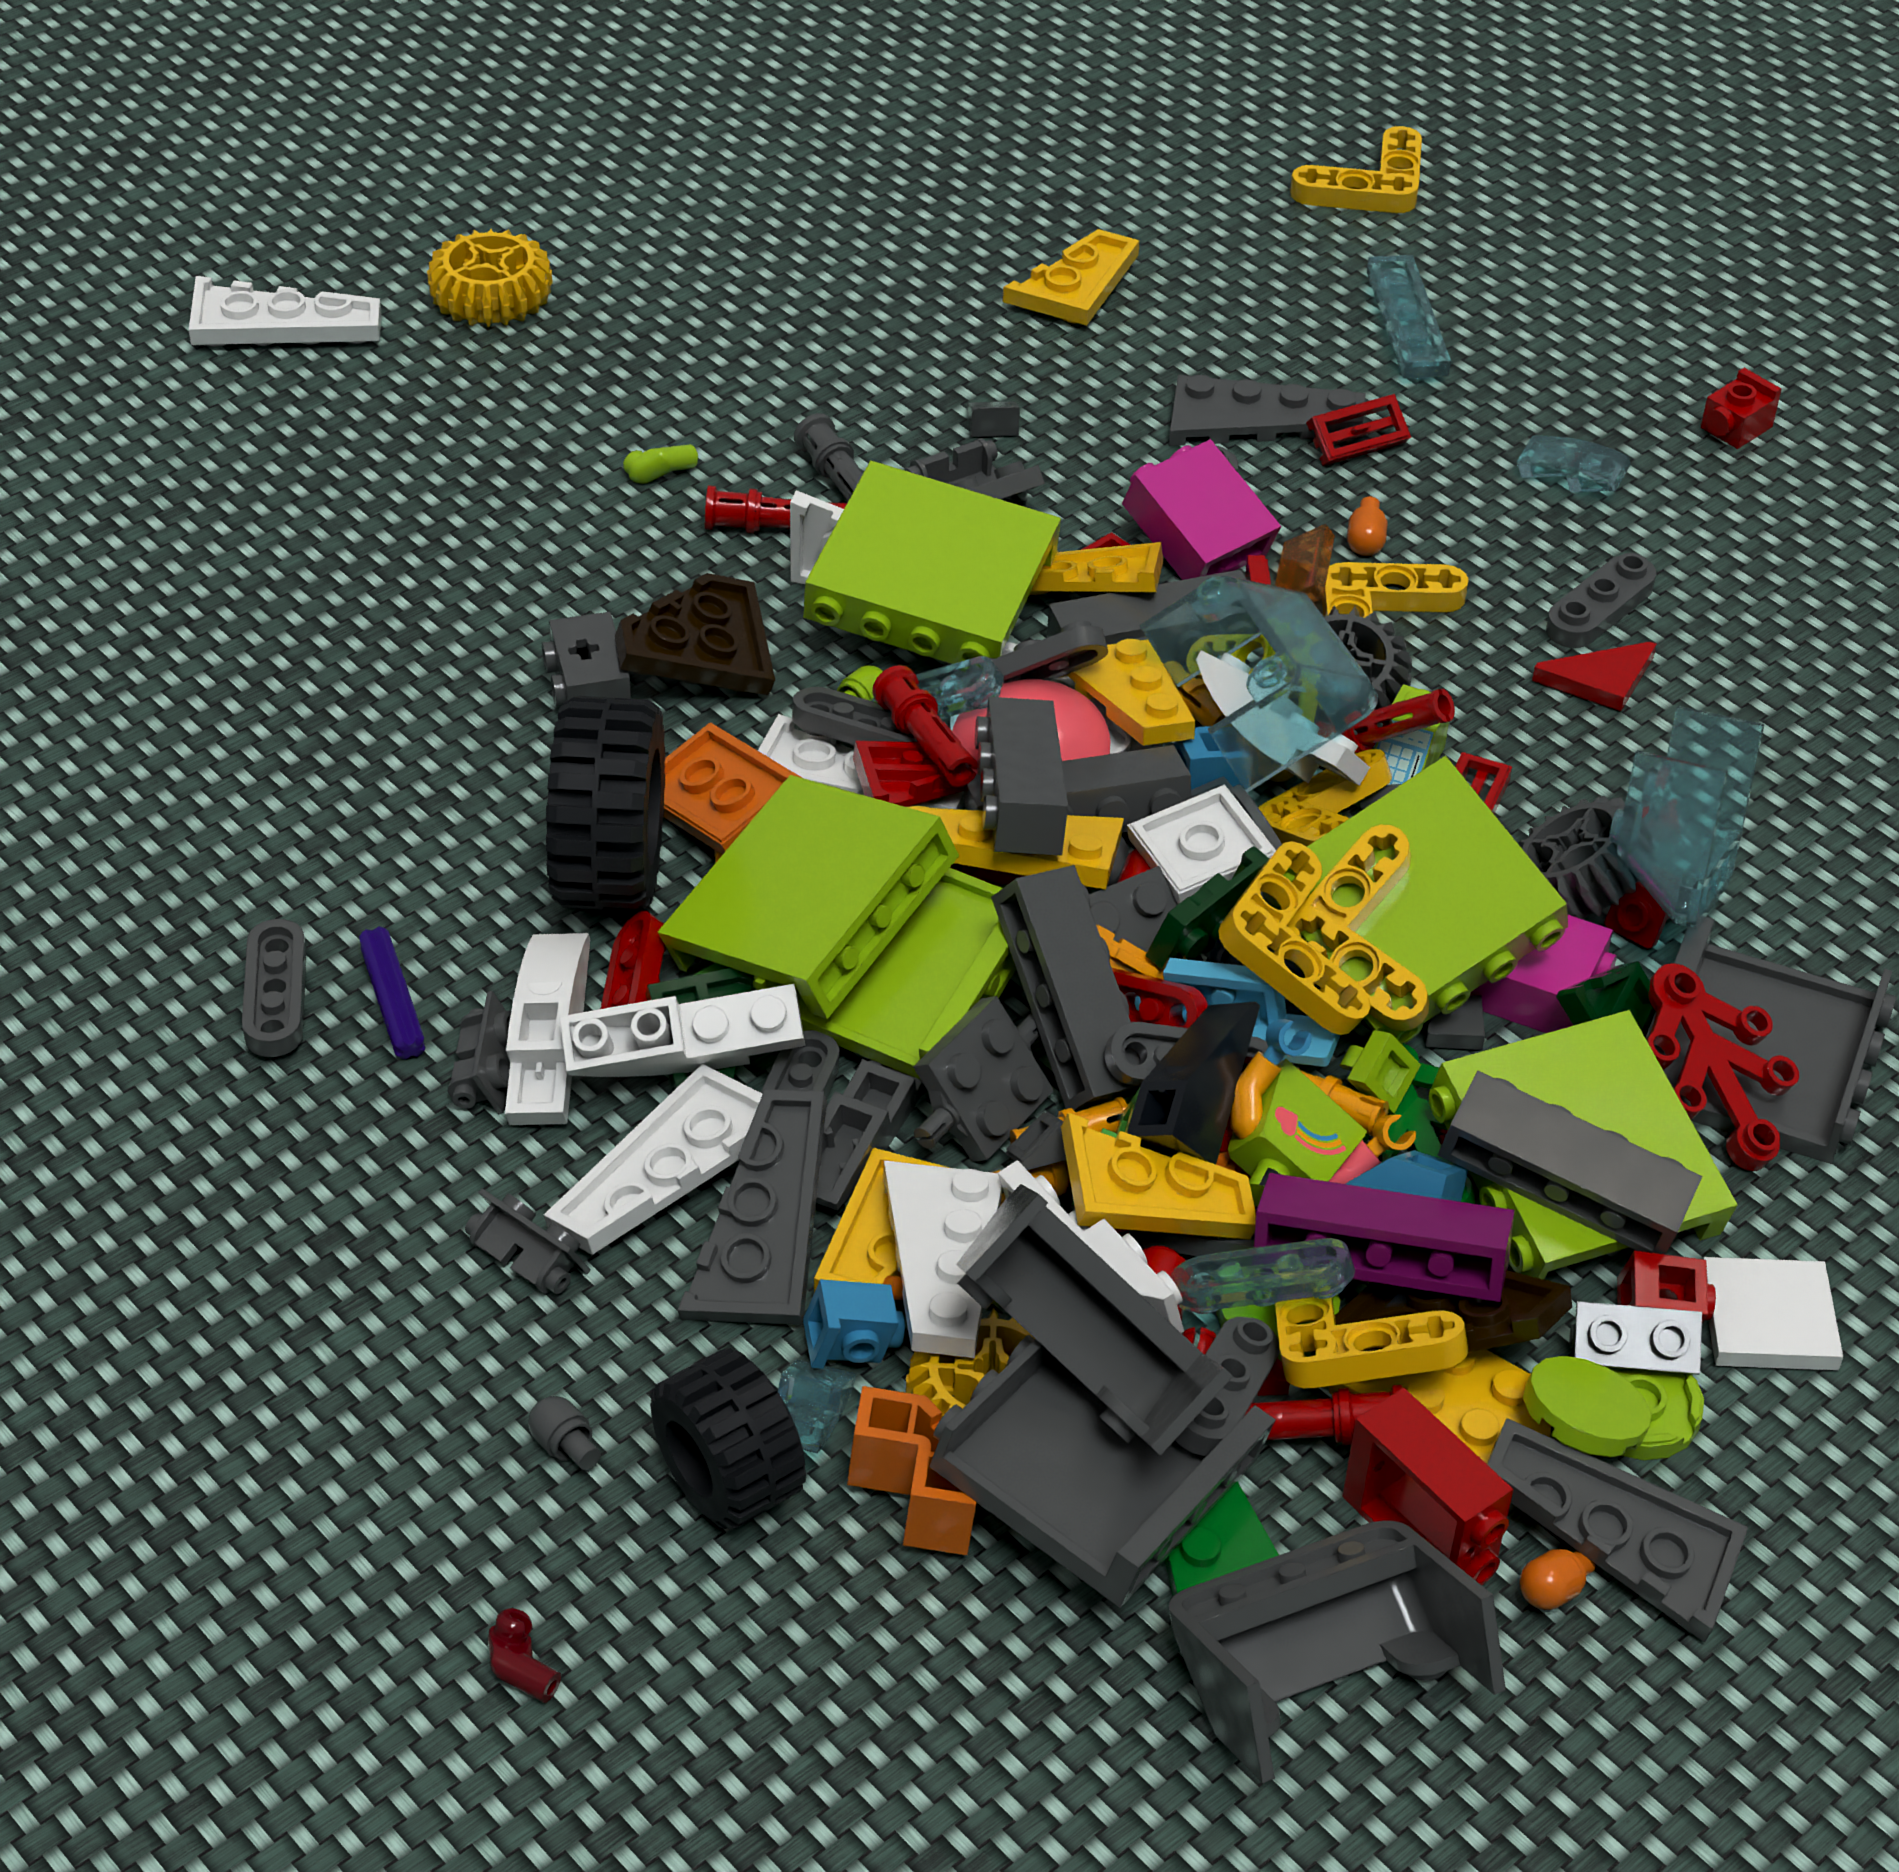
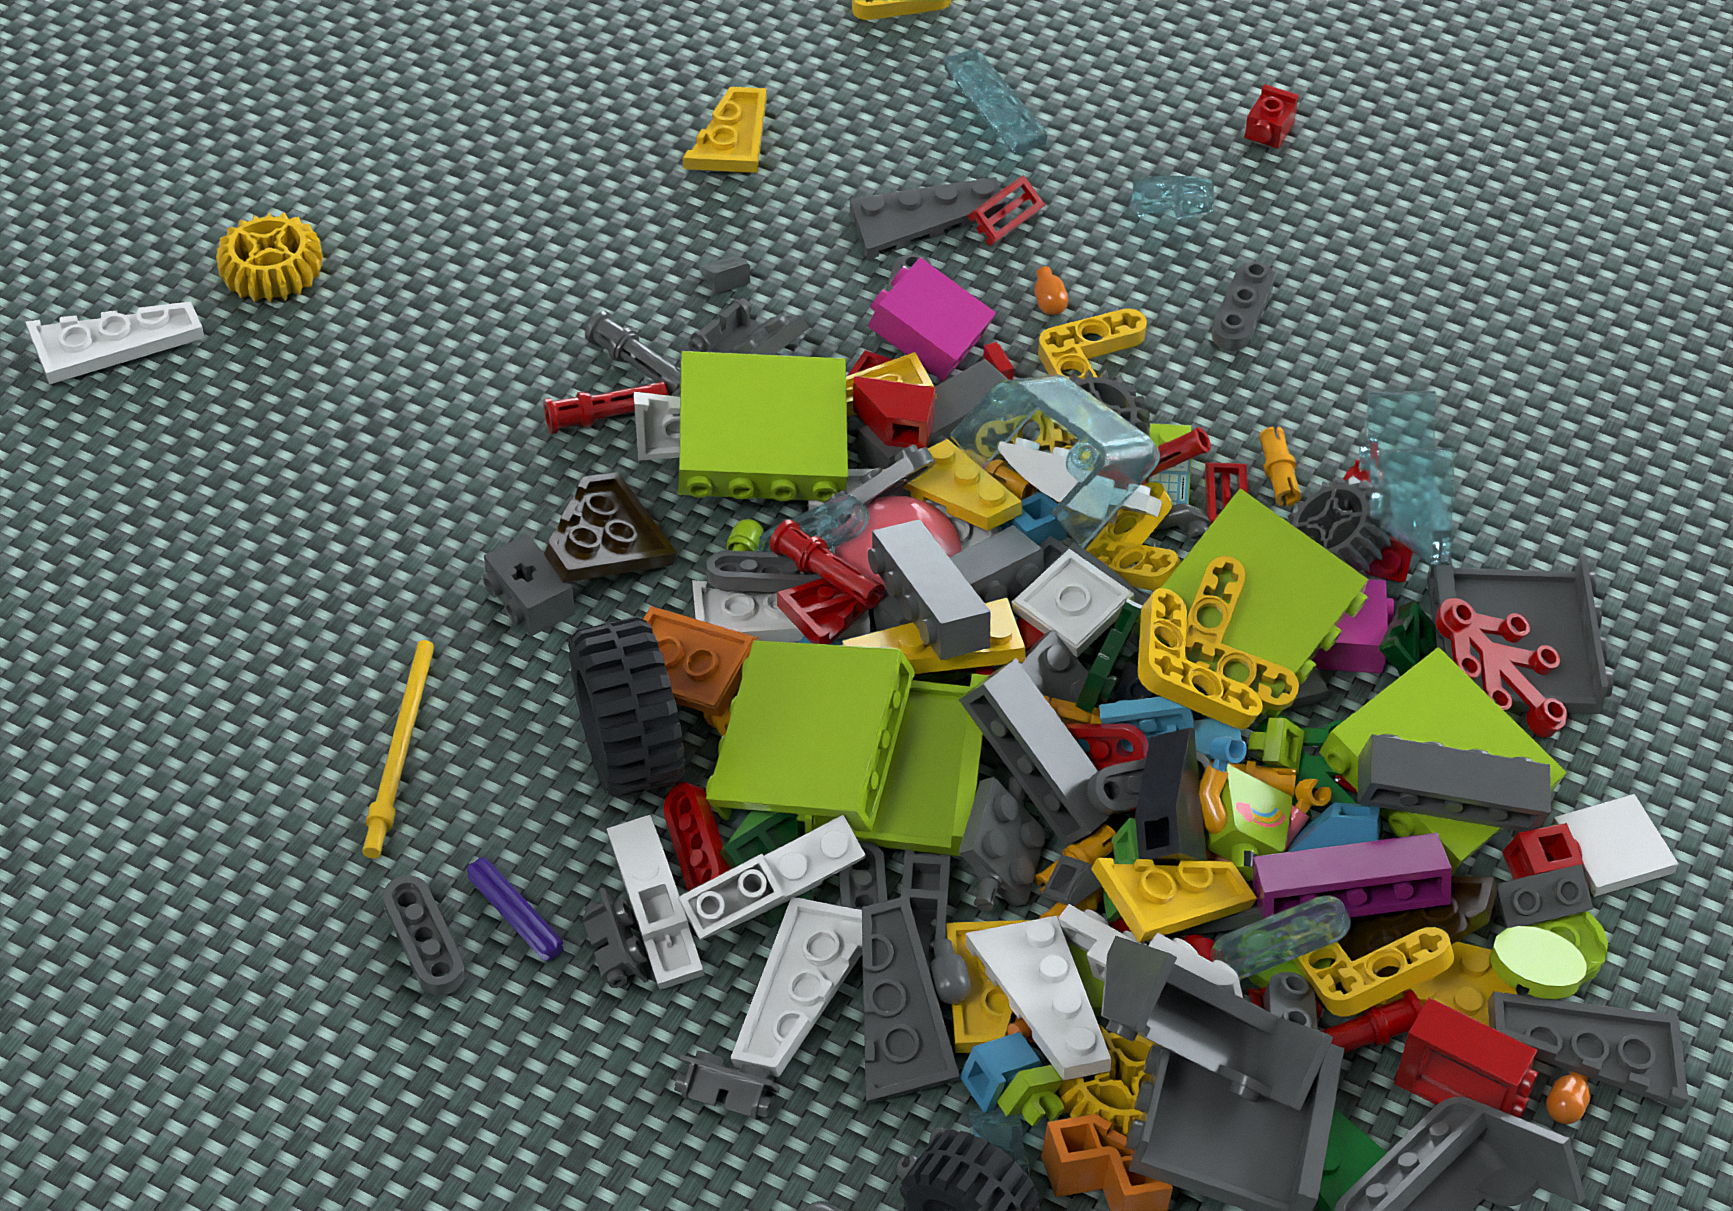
camera: 20 degrees left, 5 degrees up
(301, 852) = (381, 812): none -> yellow bar
(657, 462) = (488, 387): lime arm -> none
(841, 1199) = (949, 974): none -> dark grey cylinder
(871, 1356) = (1033, 1095): none -> lime tile
(1100, 589) = (895, 410): none -> red slope
(1306, 562) = (1023, 341): clear orange tile -> none
(1553, 776) = (1280, 466): none -> light orange pin
(1598, 676) = (1270, 369): red tile -> none

